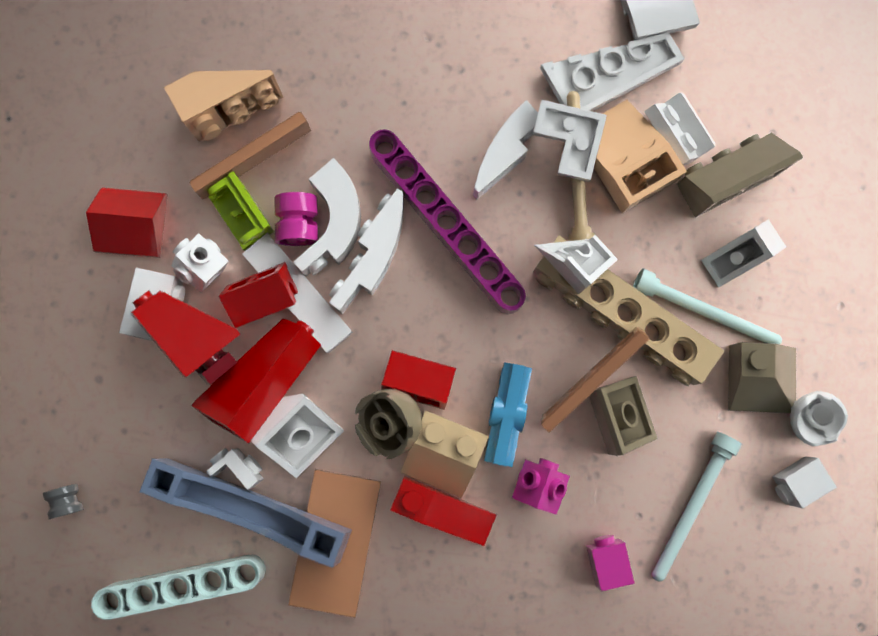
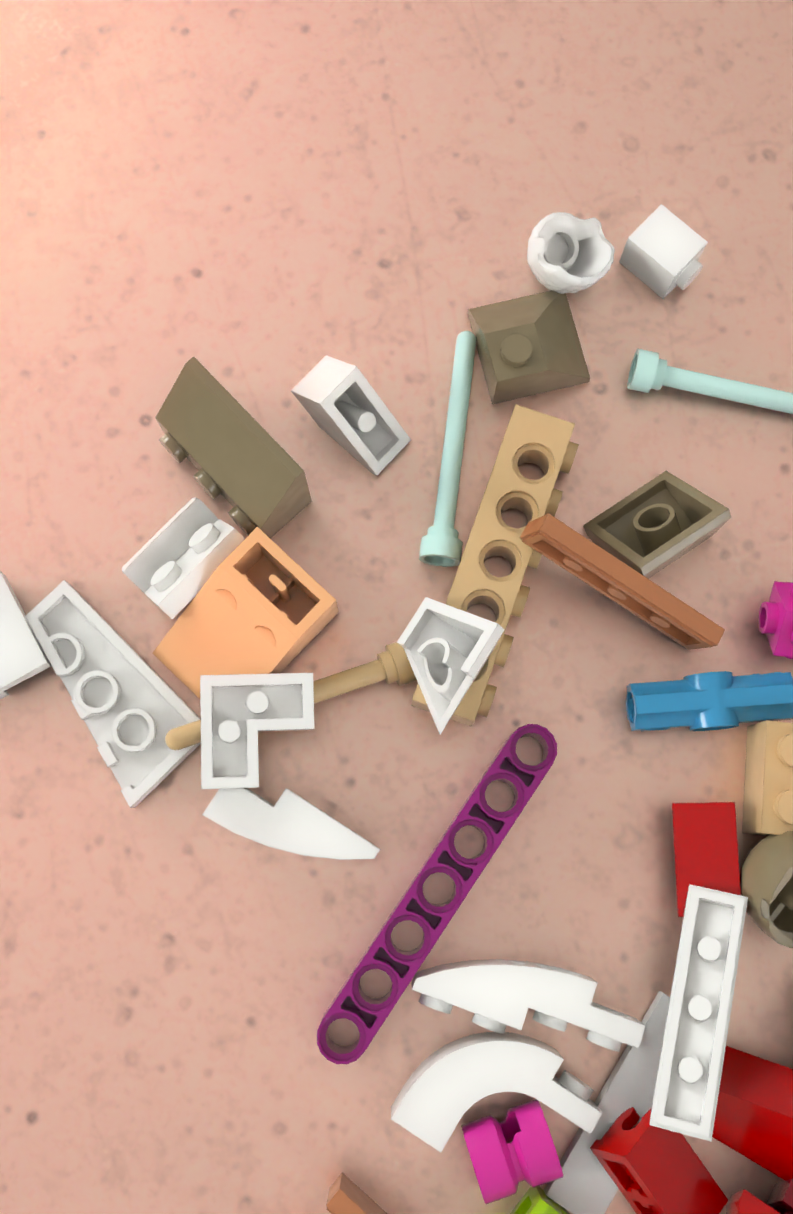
camera: 100 degrees left, 5 degrees down
(340, 339) = (699, 1013): none -> white tile

